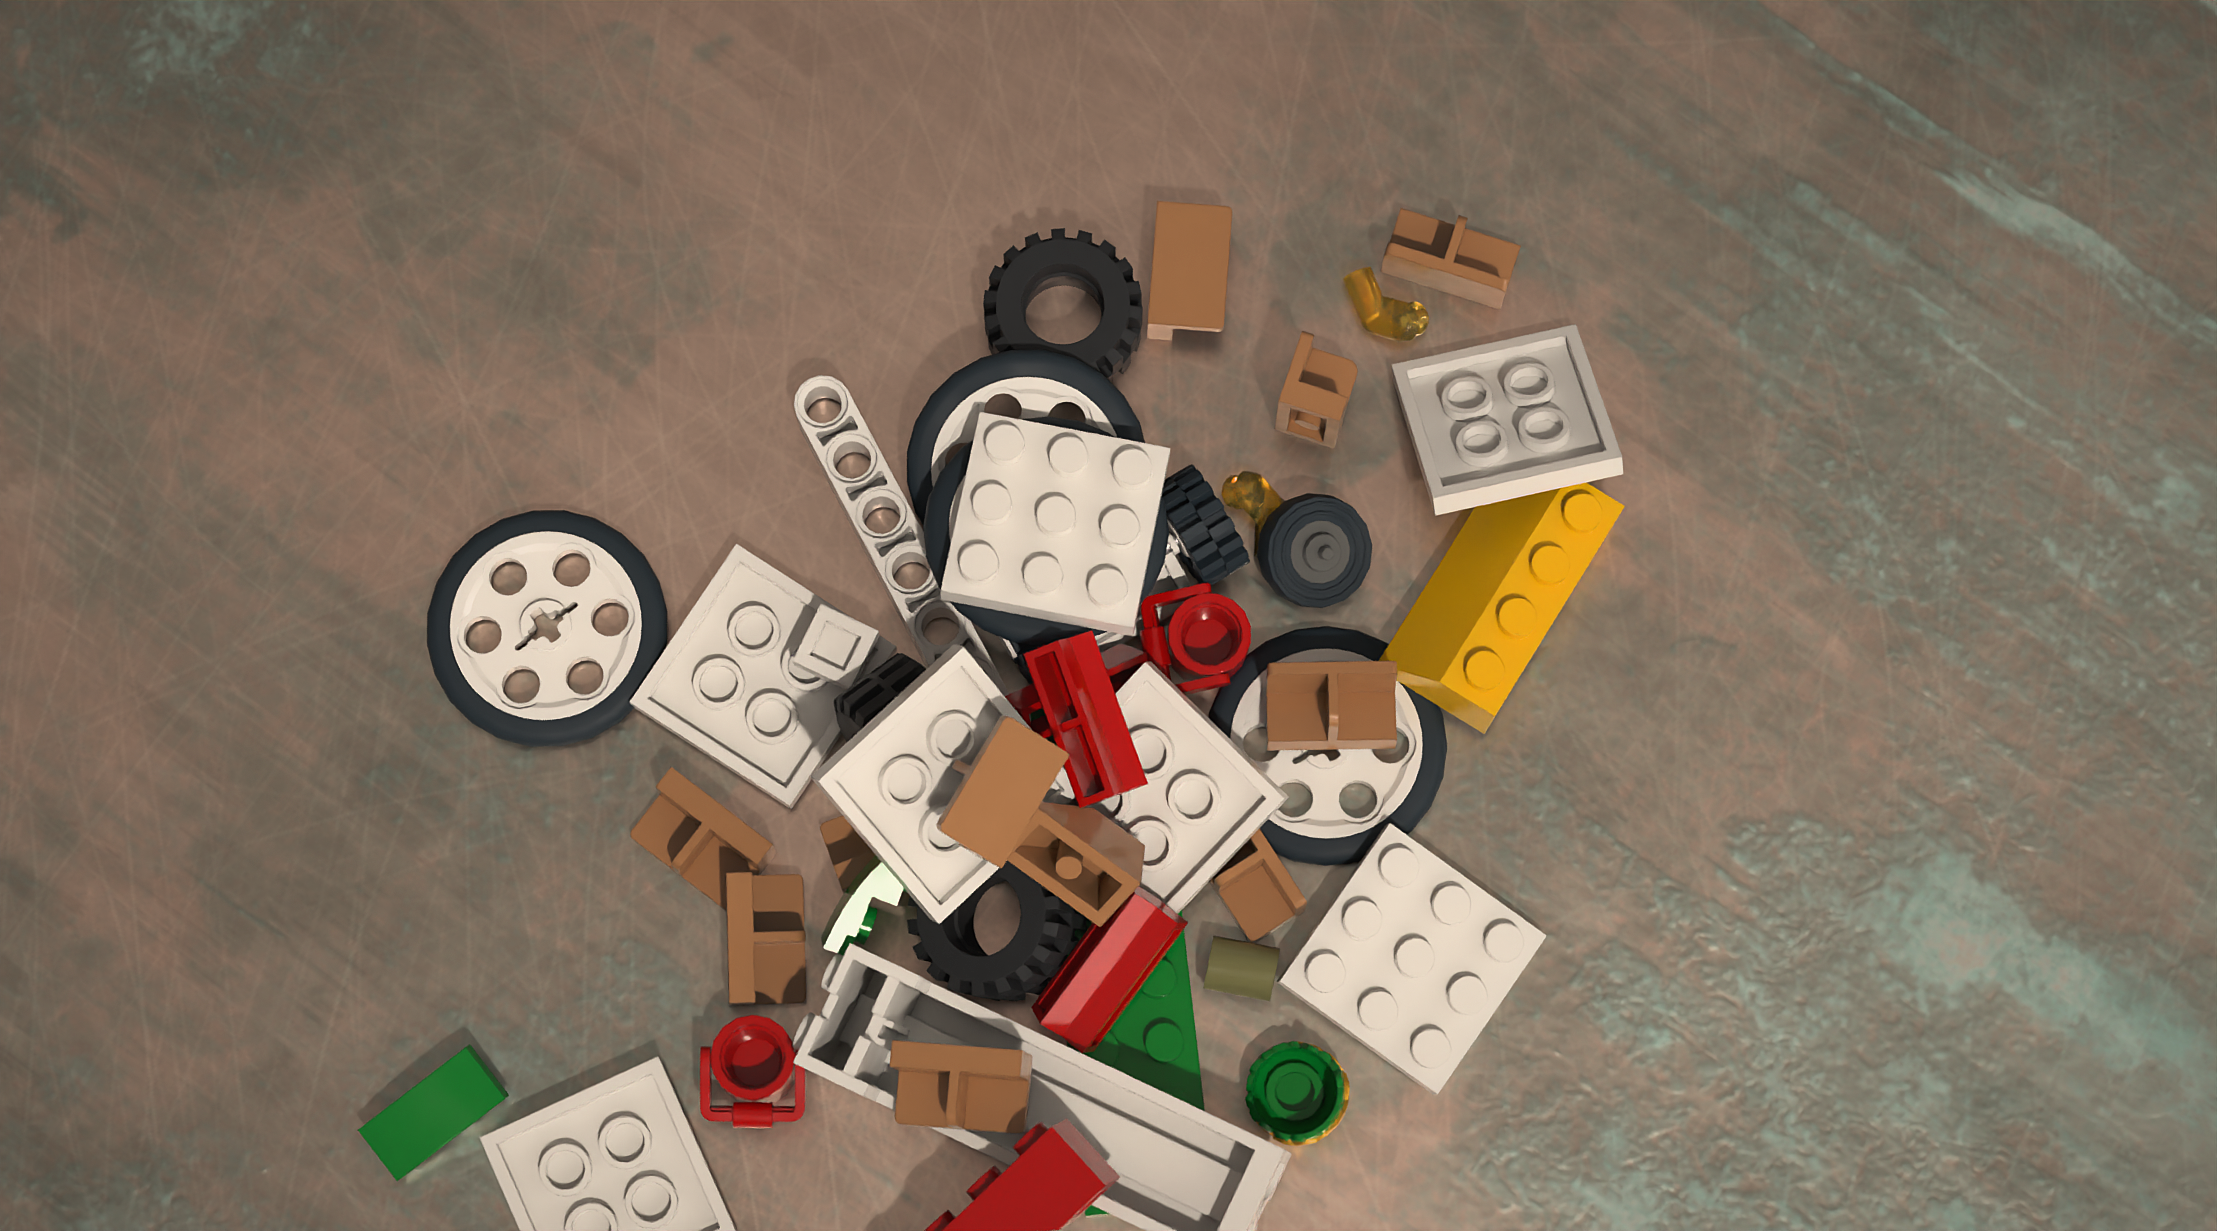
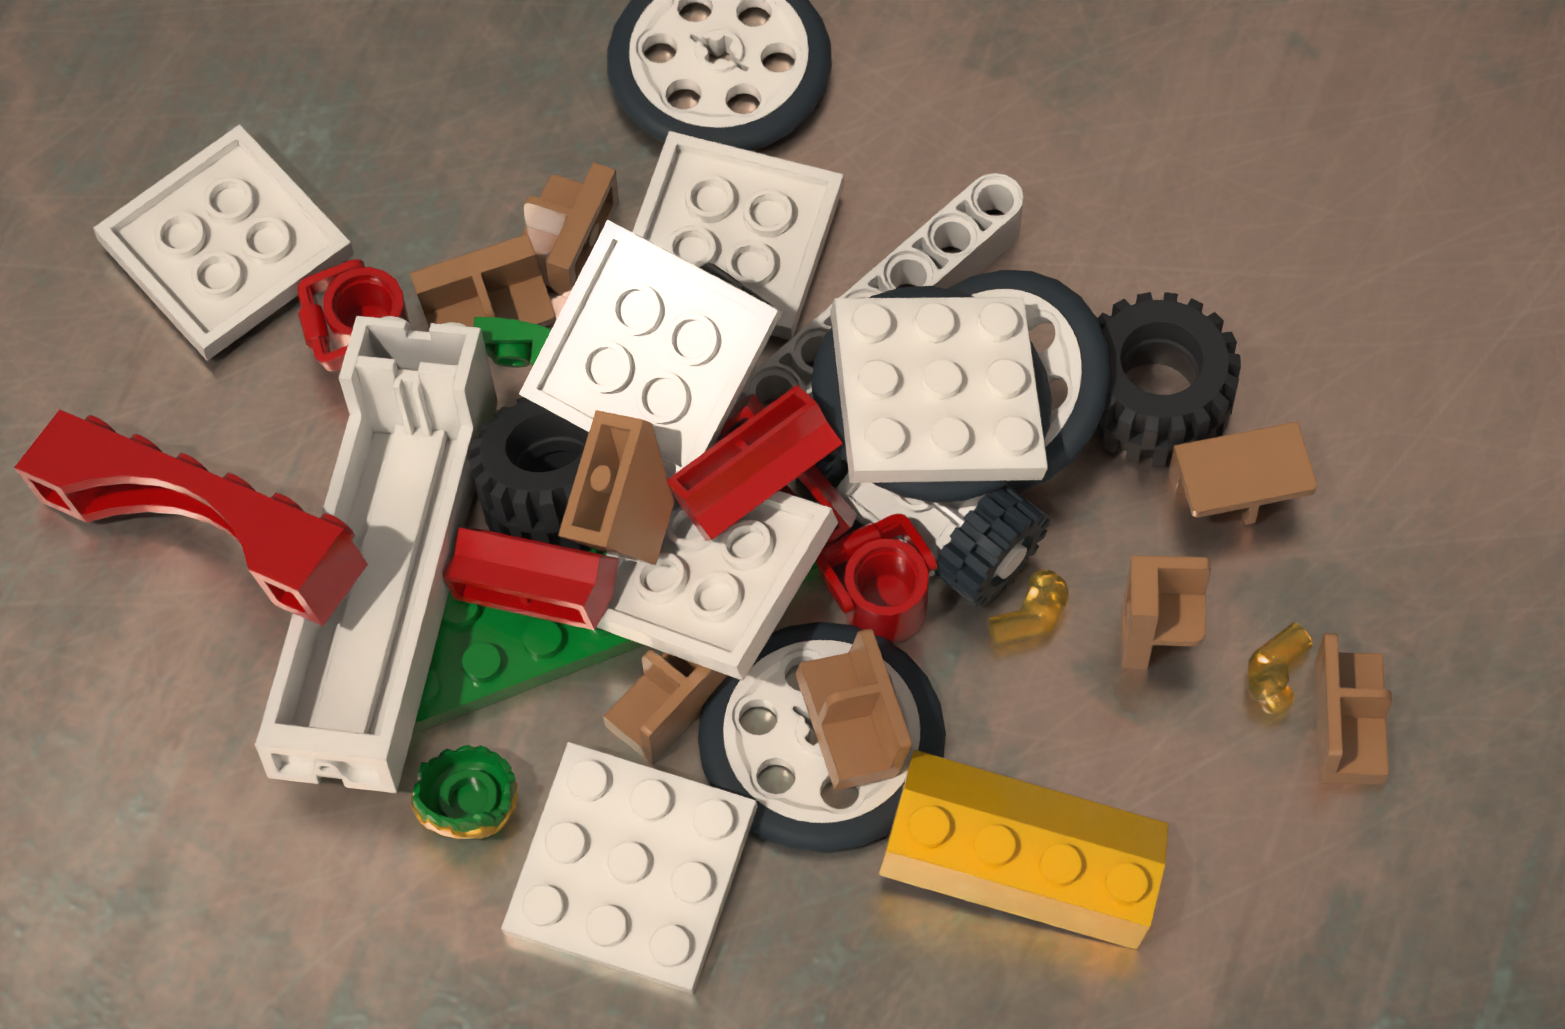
camera: 75 degrees right, 15 degrees down
(433, 1112) = (254, 86): green slope -> none
(836, 647) = (771, 267): white plate -> none
(961, 1086) = (377, 469): medium nougat panel -> none
(1001, 790) = (649, 380): medium nougat panel -> none
(1241, 968) = (574, 711): olive piece -> none
(1314, 550) = (1008, 663): black wheel -> none
(1506, 419) = (1199, 795): white plate -> none

